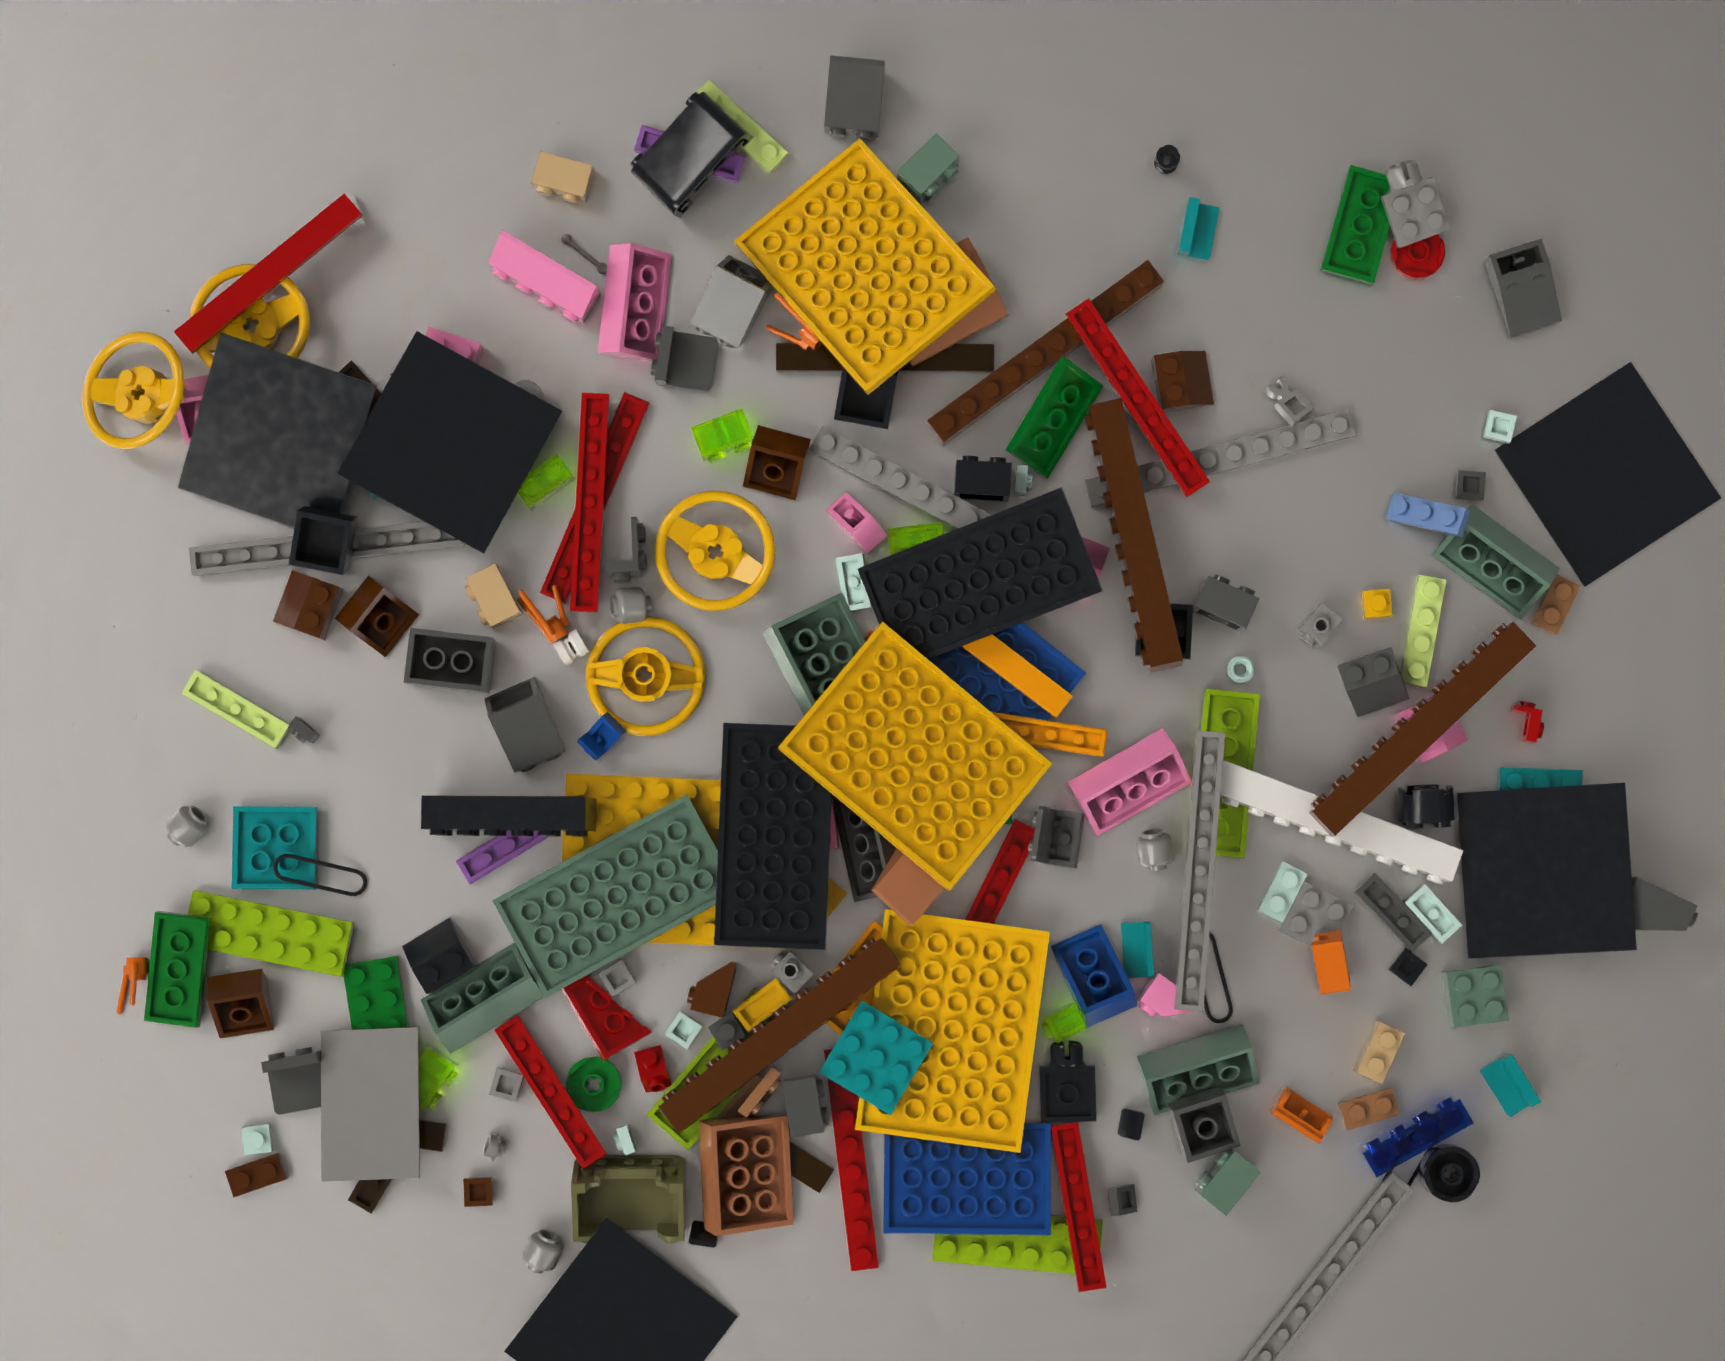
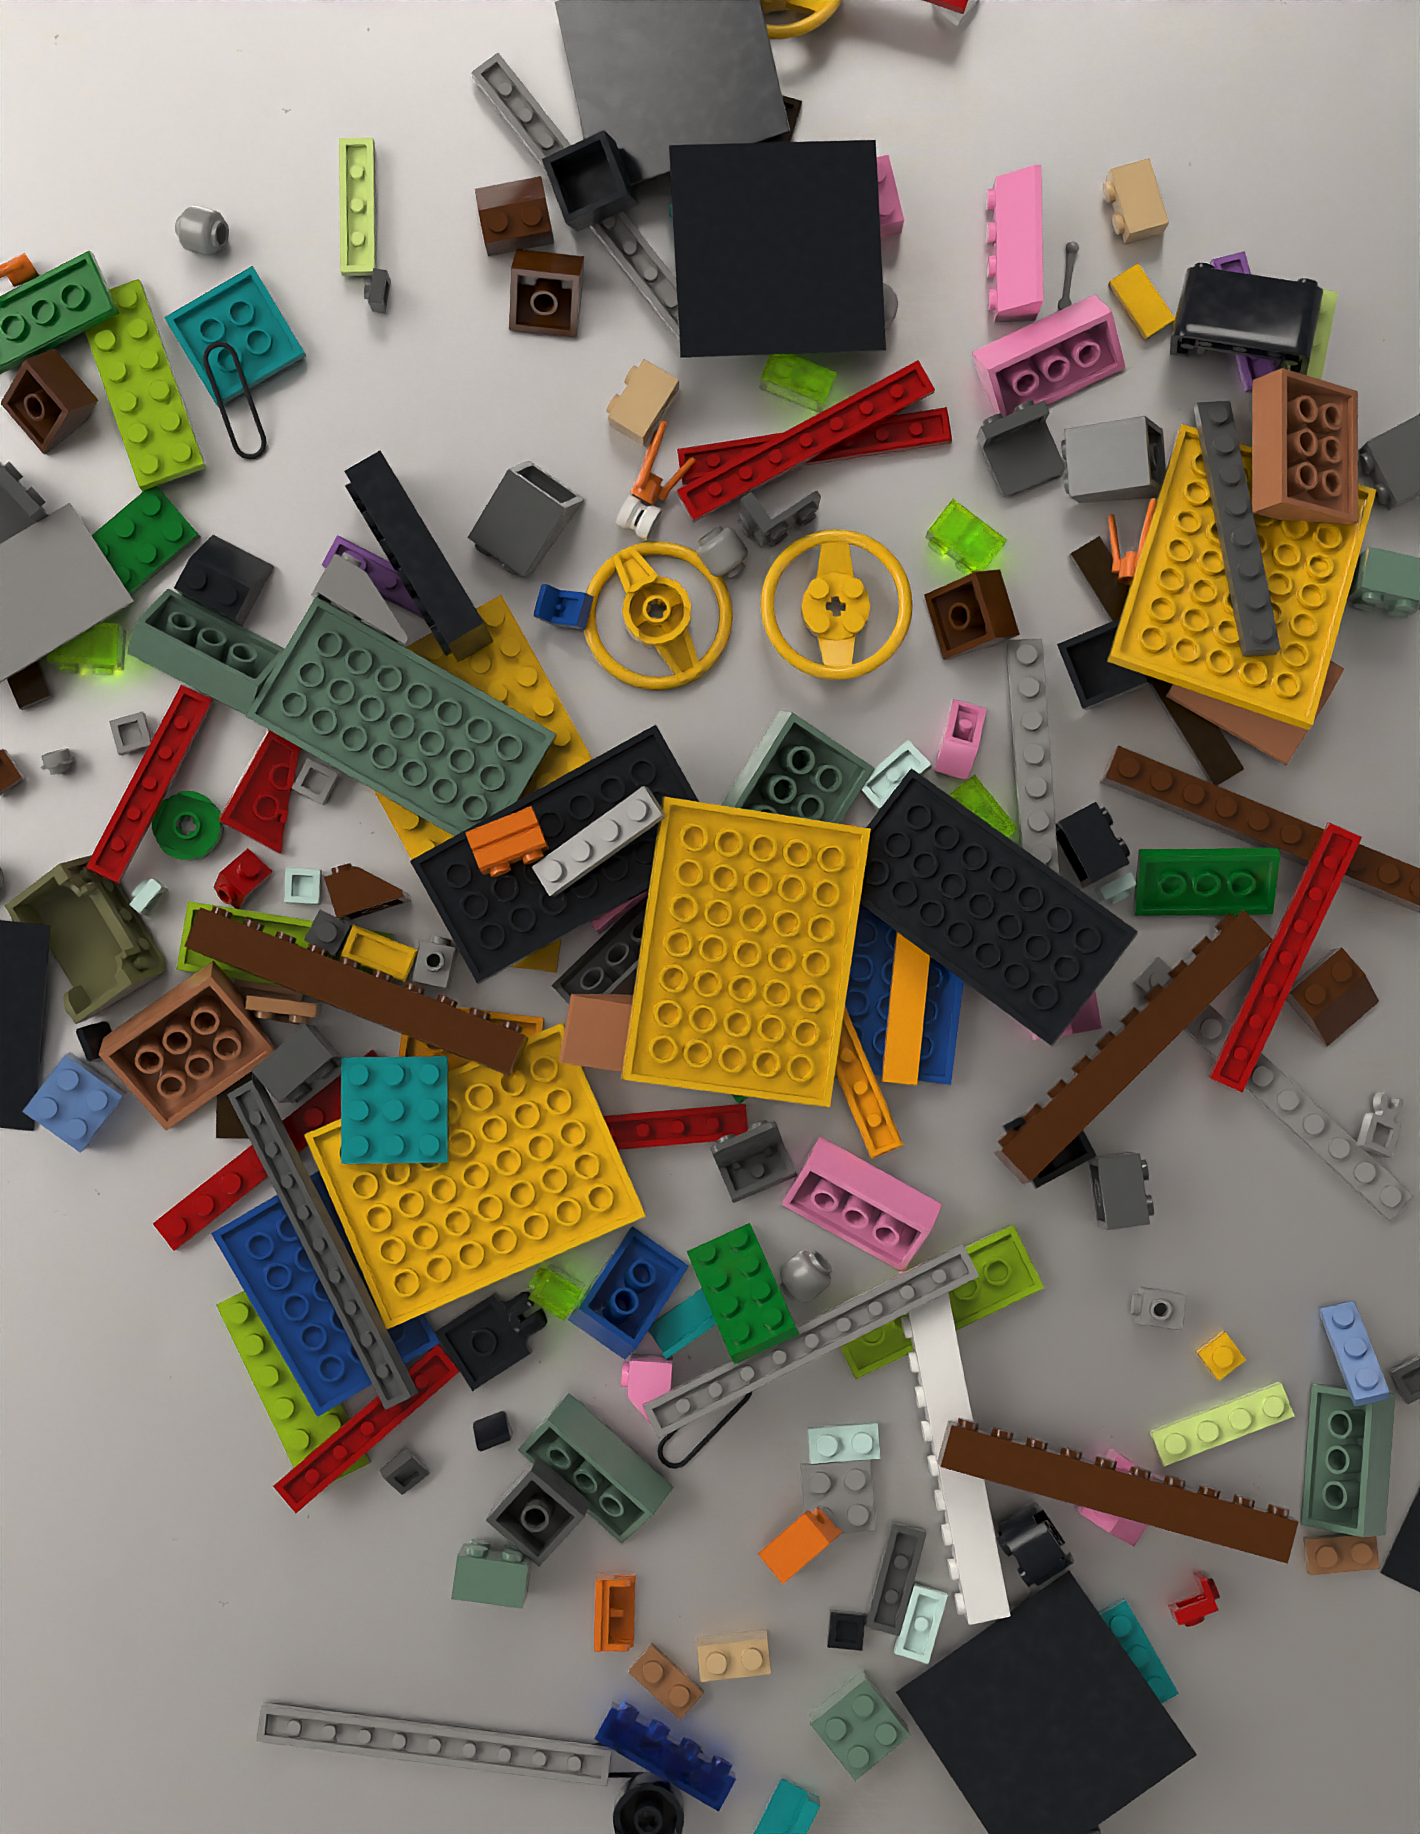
camera: 55 degrees right, 0 degrees up
(449, 660) = (545, 396): dark grey brick -> none
(507, 872) = (354, 593): none -> light grey slope
(632, 215) = (1141, 301): none -> yellow tile
(737, 1273) = (74, 1102): none -> medium blue brick
(743, 870) = (507, 842): none -> orange brick
(781, 809) = (599, 841): none -> light grey plate
(804, 171) = (1304, 449): none -> nougat slope
(829, 251) = (1236, 529): none -> dark grey plate
(935, 1161) = (322, 1243): none -> dark grey plate
(1140, 898) = (742, 1293): none -> green plate
(1247, 663) = (1068, 1253): light aqua plate -> none
(1373, 682) = (1133, 1404): dark grey slope -> none

